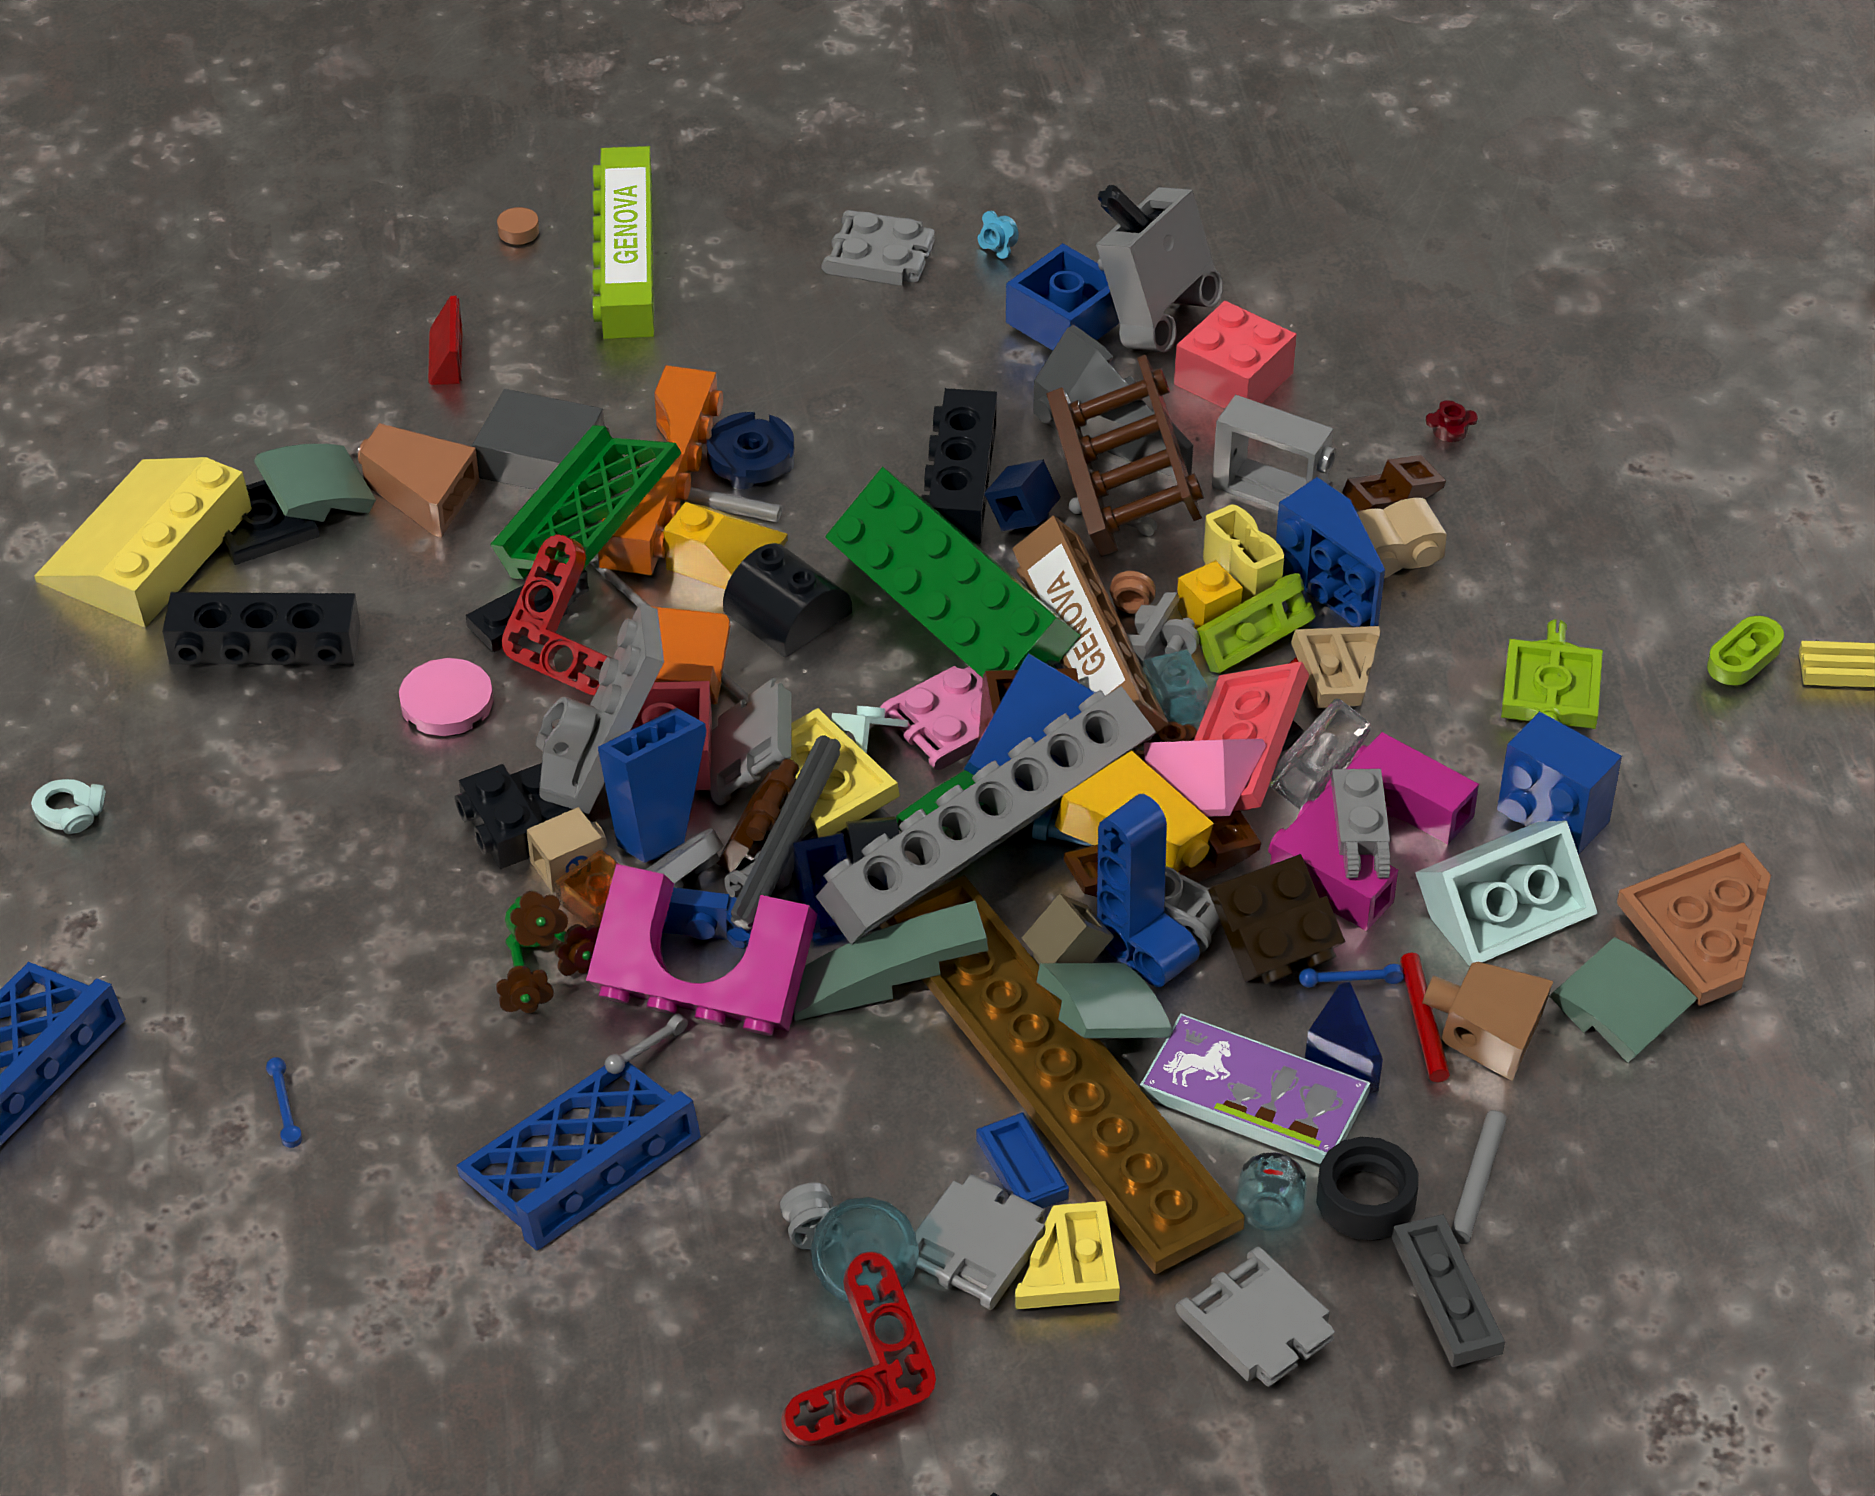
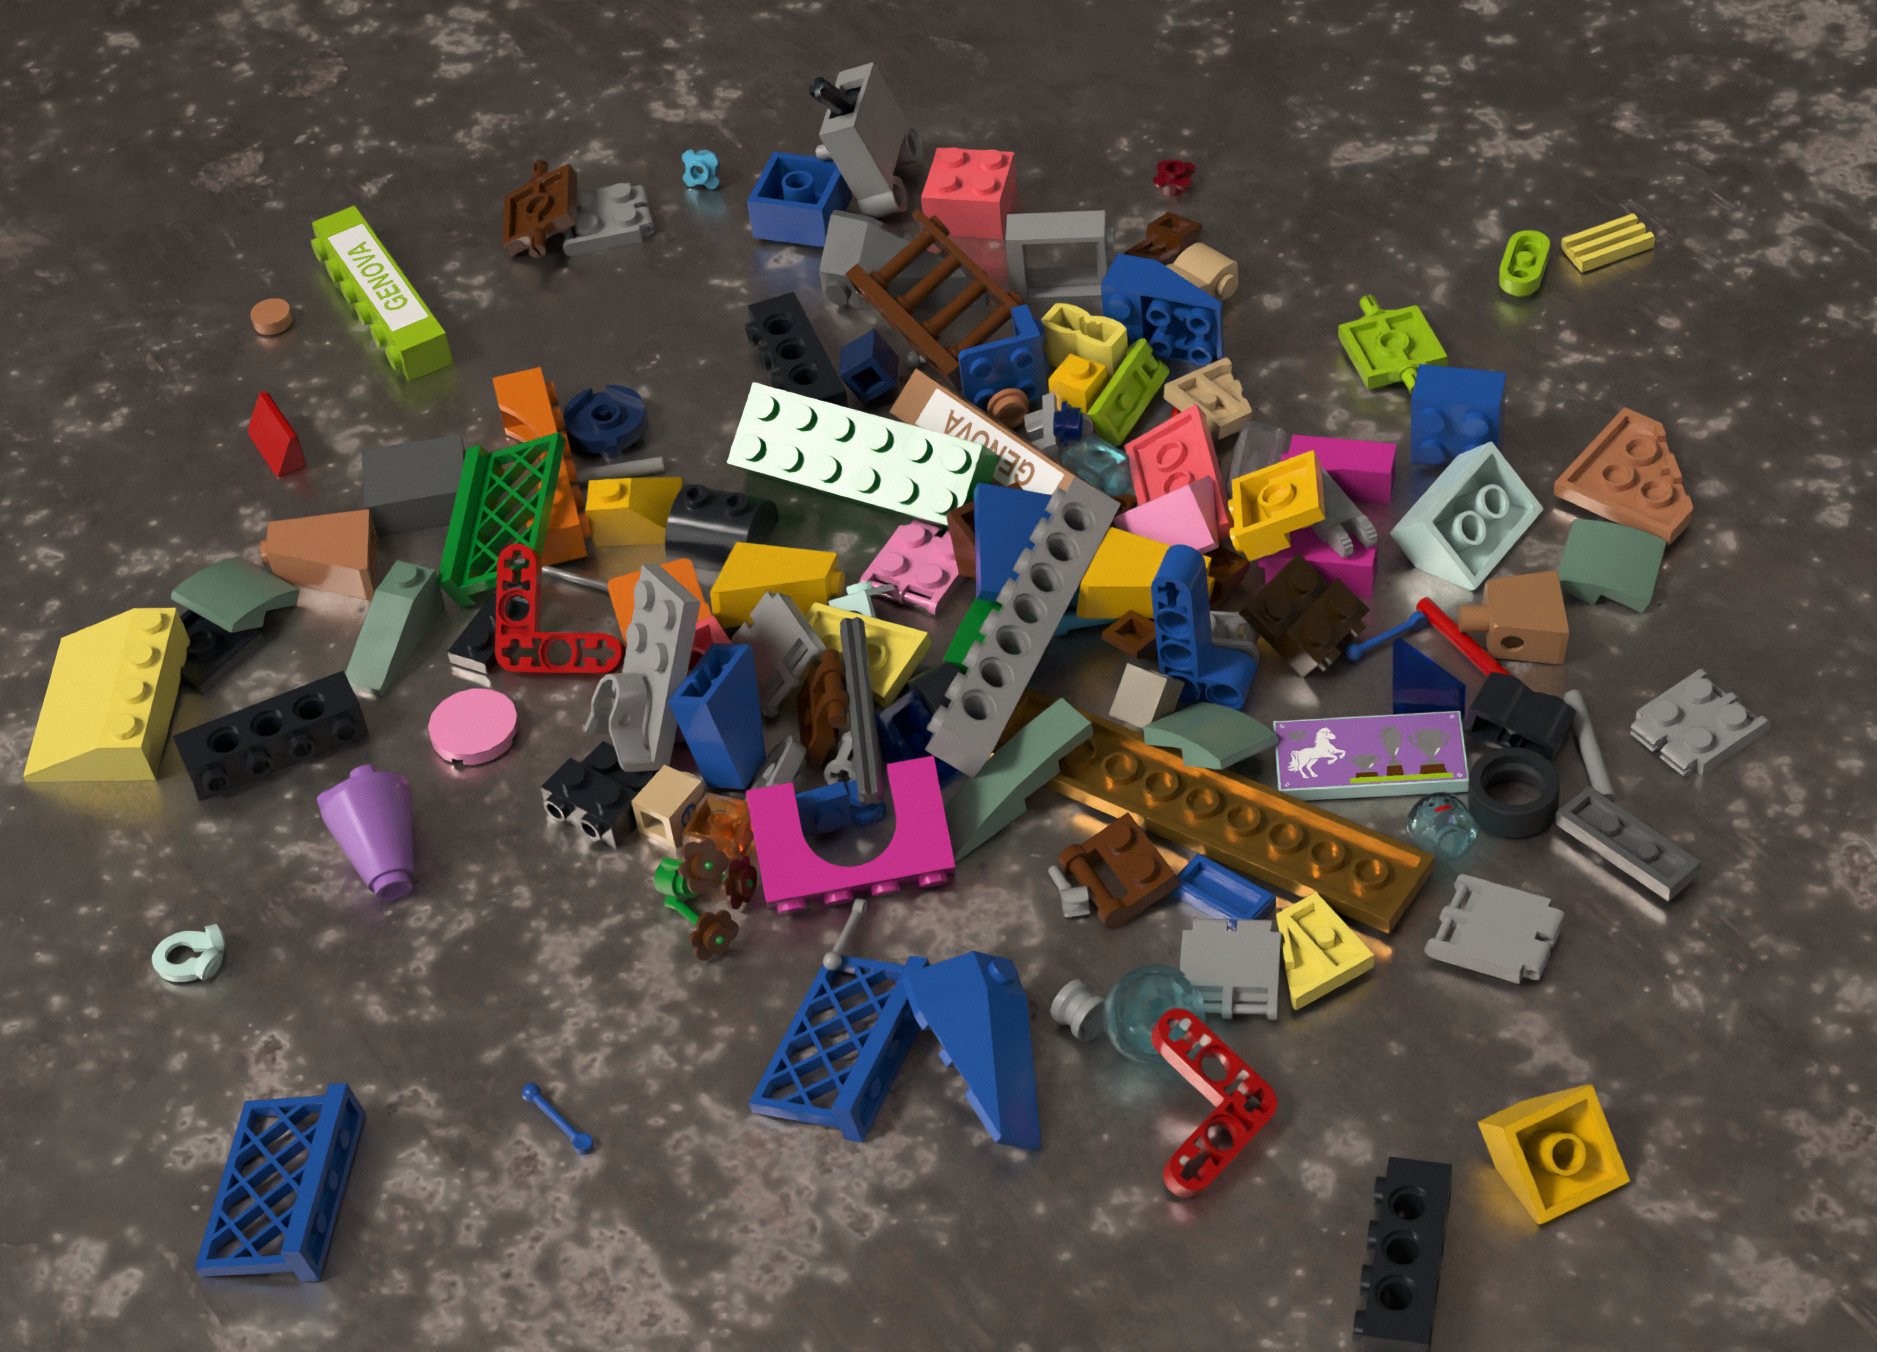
camera: 20 degrees left, 0 degrees up
(289, 755) = (374, 828): none -> medium lavender cone
(433, 570) = (394, 626): none -> sand green slope
(699, 1189) = (984, 1030): none -> blue wedge
(803, 664) = (755, 568): none -> yellow slope
(819, 216) = (540, 209): none -> reddish brown plate
(879, 1106) = (1073, 899): none -> light grey hand
(953, 1096) = (1132, 862): none -> reddish brown plate
(1150, 546) = (1007, 363): none -> blue bracket
(1165, 630) = (1068, 424): none -> clear blue plate
(1304, 795) = (1274, 503): none -> yellow plate
(1419, 1116) = (1515, 717): none -> black brick
(1600, 1201) = (1697, 725): none -> light grey plate

